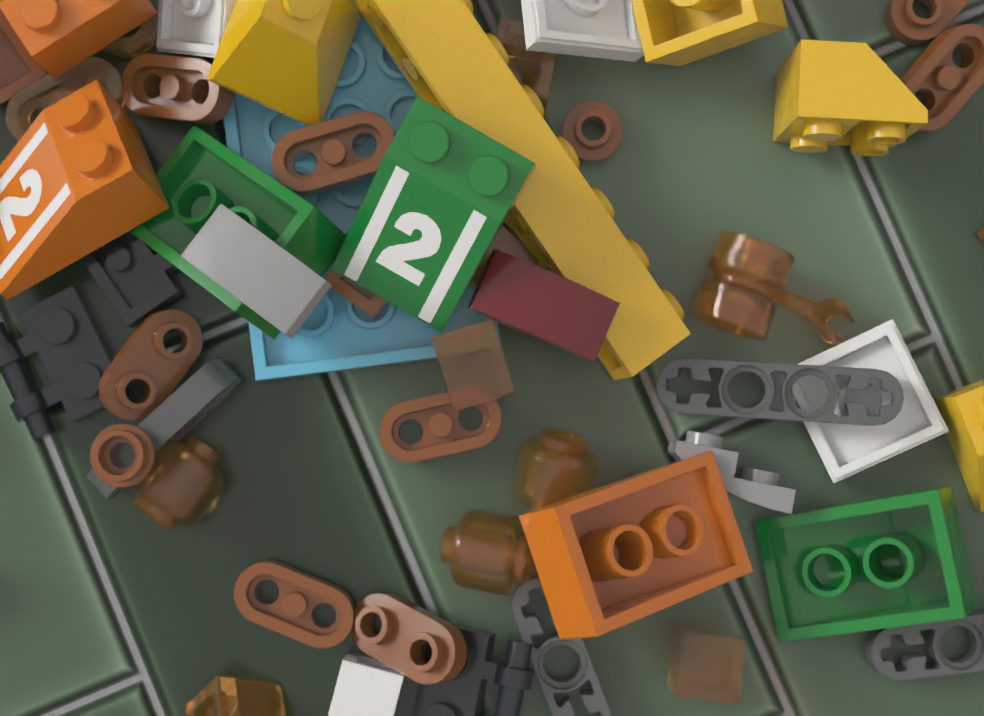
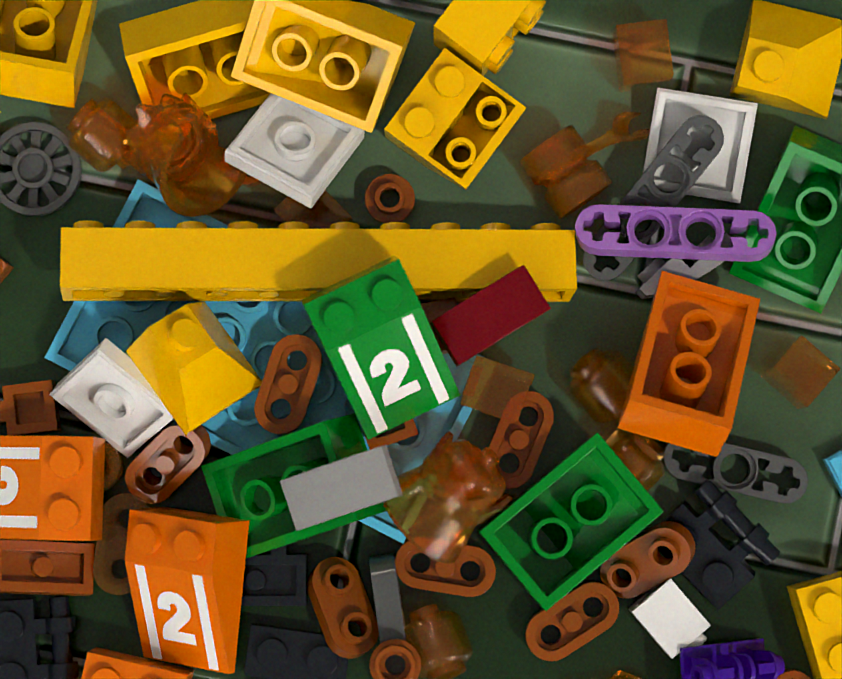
camera: 45 degrees left, 0 degrees up
(259, 441) = (447, 577): none -> dark orange plate
(326, 390) = (448, 497): none -> clear orange hat
(390, 534) = (570, 521): none -> green slope
(716, 134) = (453, 120): none -> yellow slope
(769, 430) = (675, 223): none -> medium lavender beam
(917, 279) = (642, 53): none -> clear orange panel

